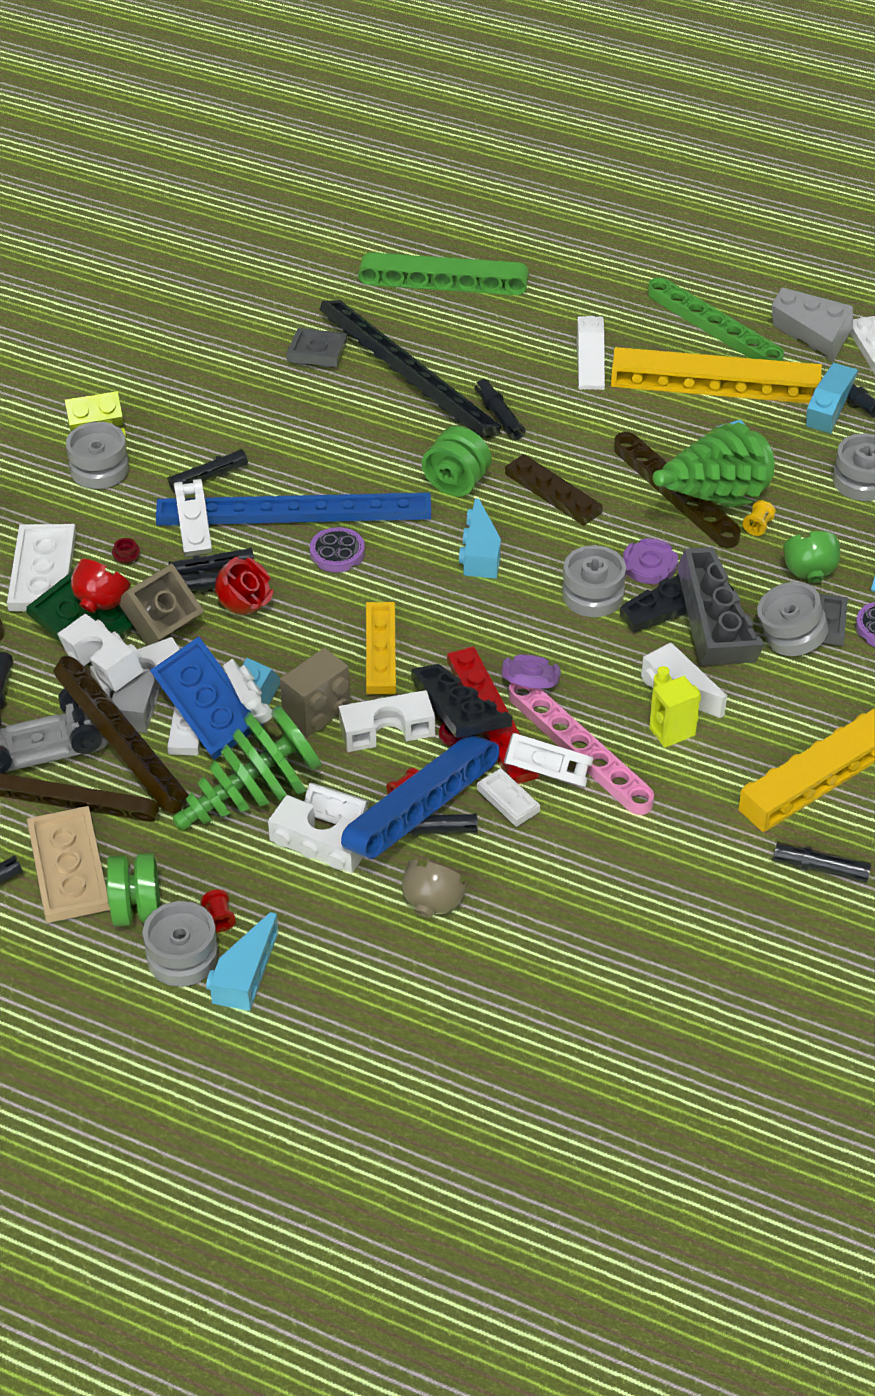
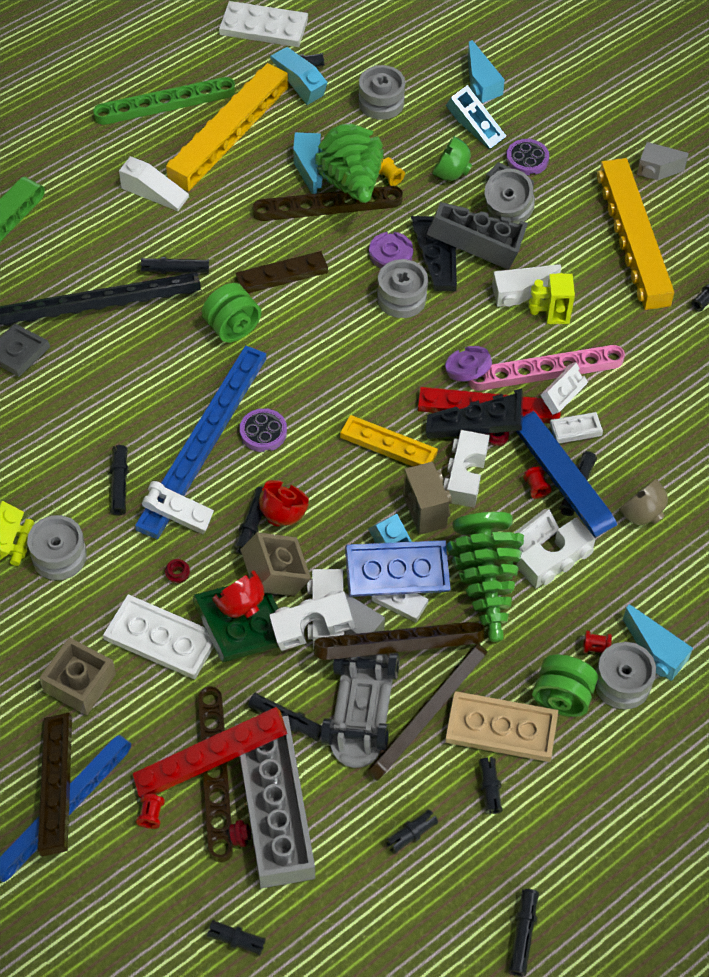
camera: 65 degrees left, 10 degrees up
(210, 562) = (228, 525): black pin -> none
(248, 691) = (429, 532): white plate -> none
(482, 543) = (320, 337): medium azure slope -> none
(814, 320) = (213, 45): light grey wedge -> none

